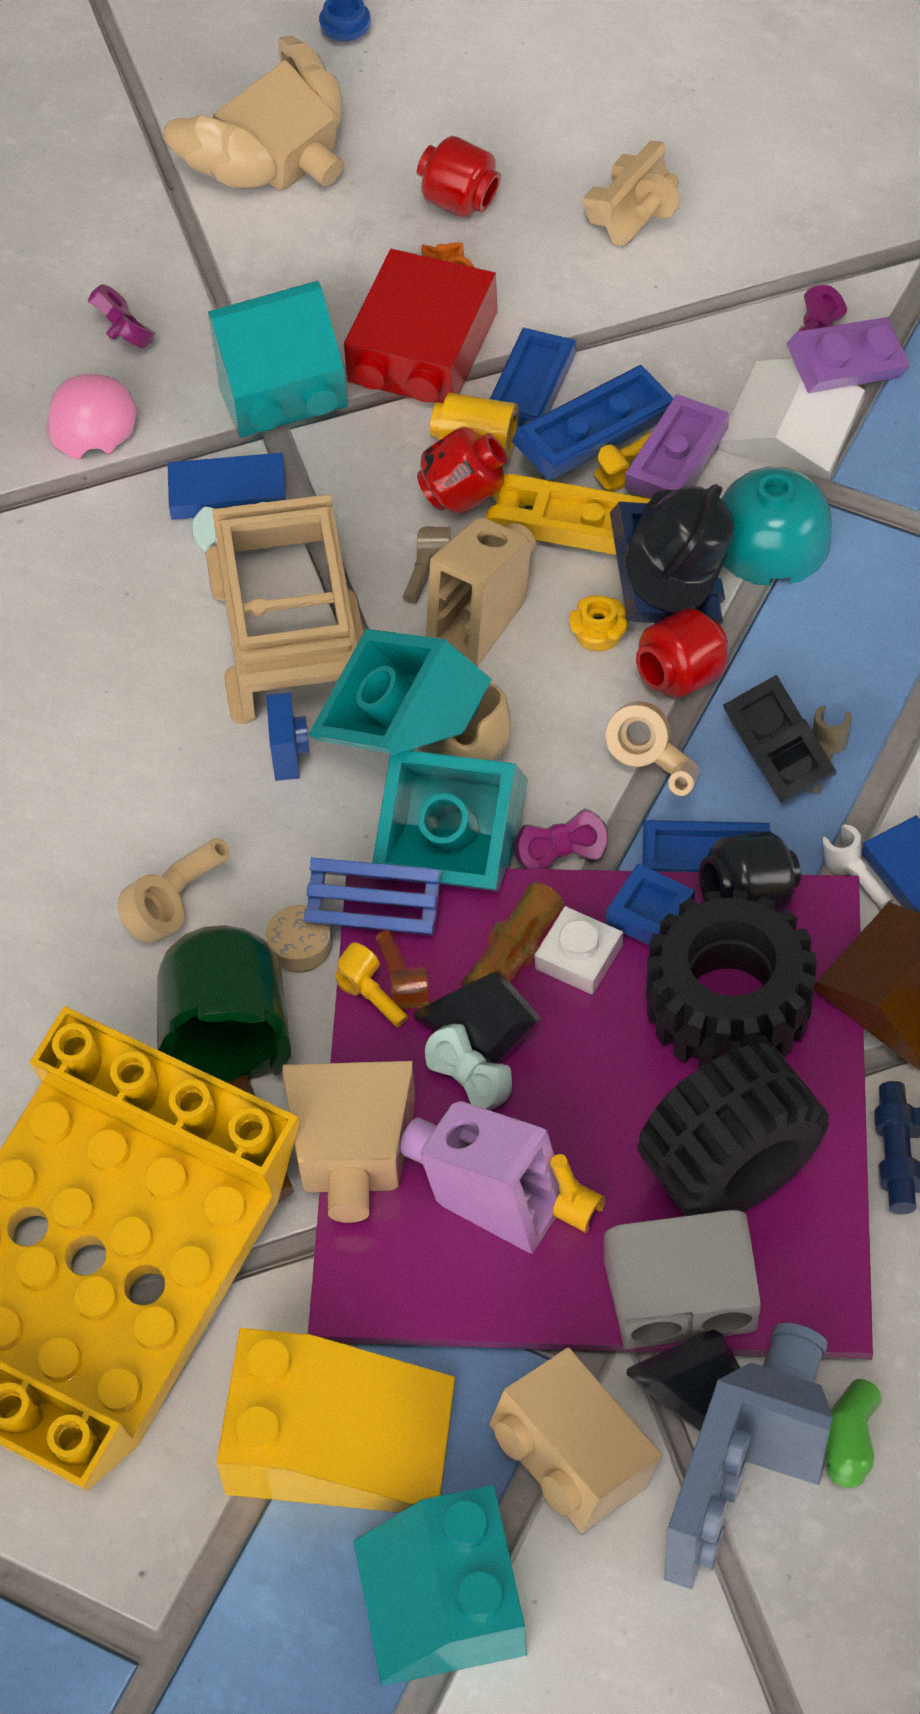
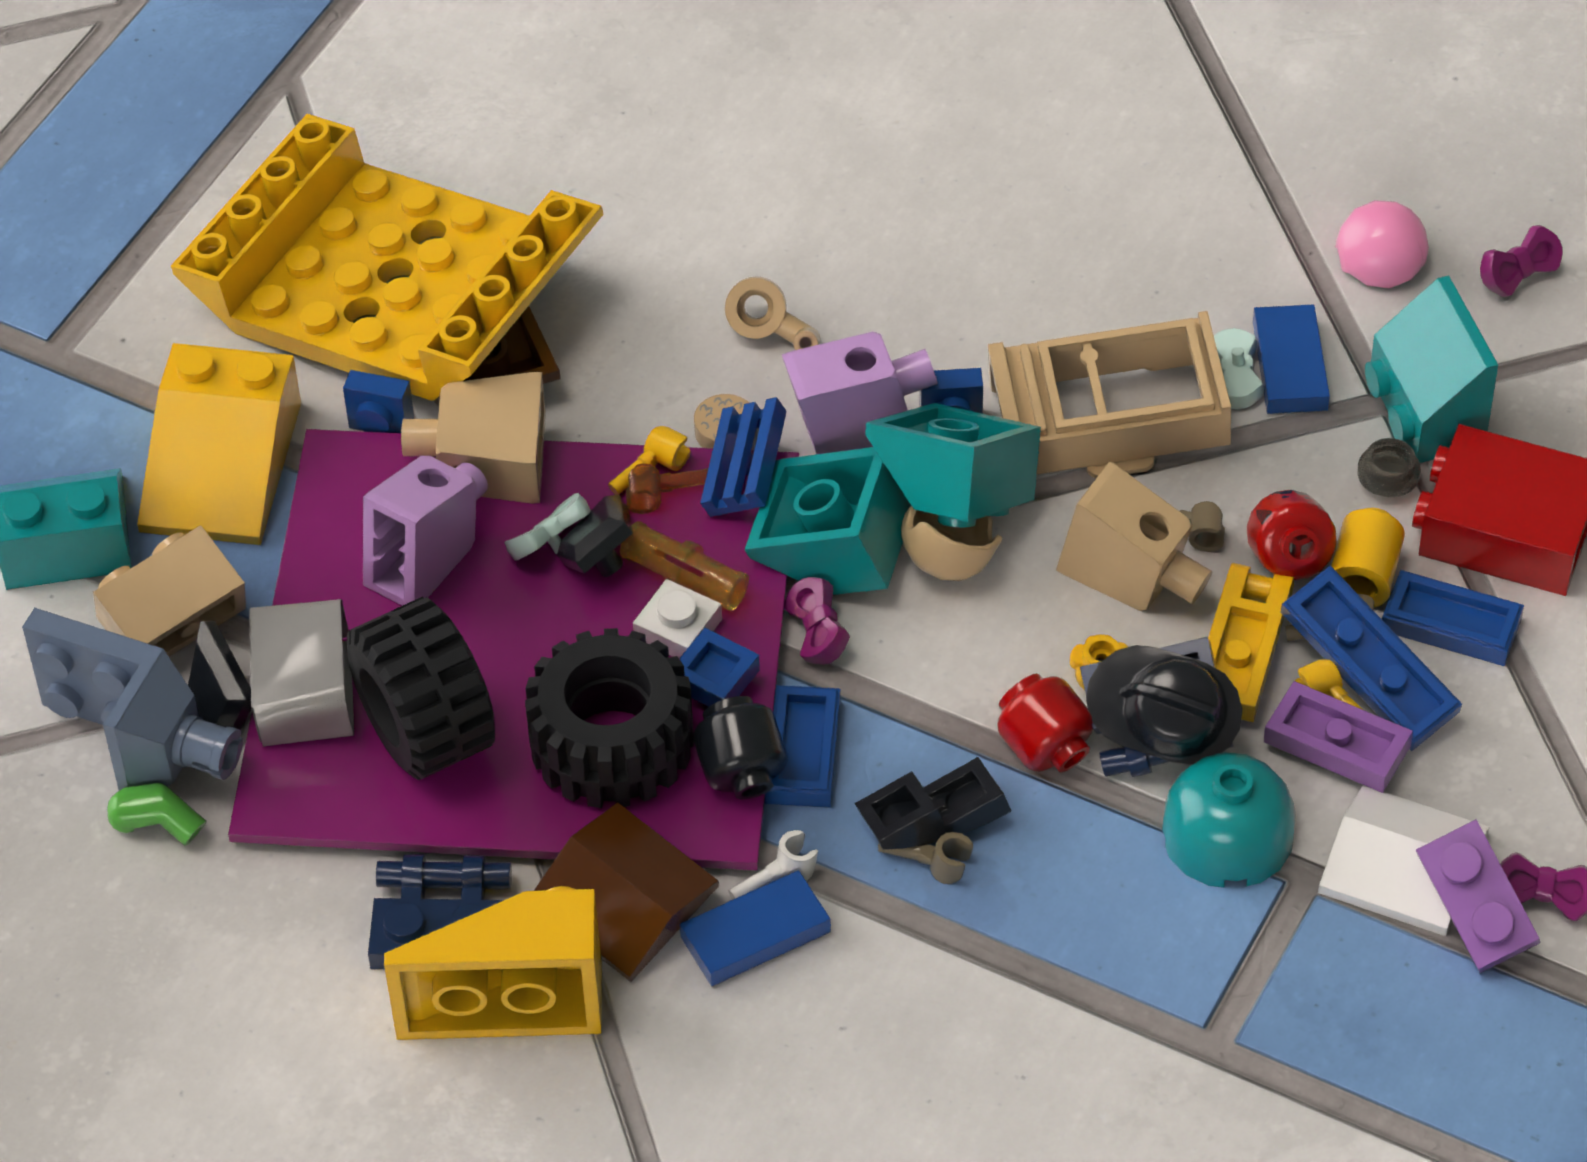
camera: 90 degrees right, 5 degrees down
(223, 1004) = (632, 346): dark green cylinder -> none
(280, 1260) = (377, 402): none -> blue plate
(303, 794) = (850, 384): none -> lavender torso
(366, 414) = (1389, 468): none -> clear smoke plate
(575, 1201) = (402, 587): yellow hand -> none
(657, 749) = (938, 688): tan plate -> none

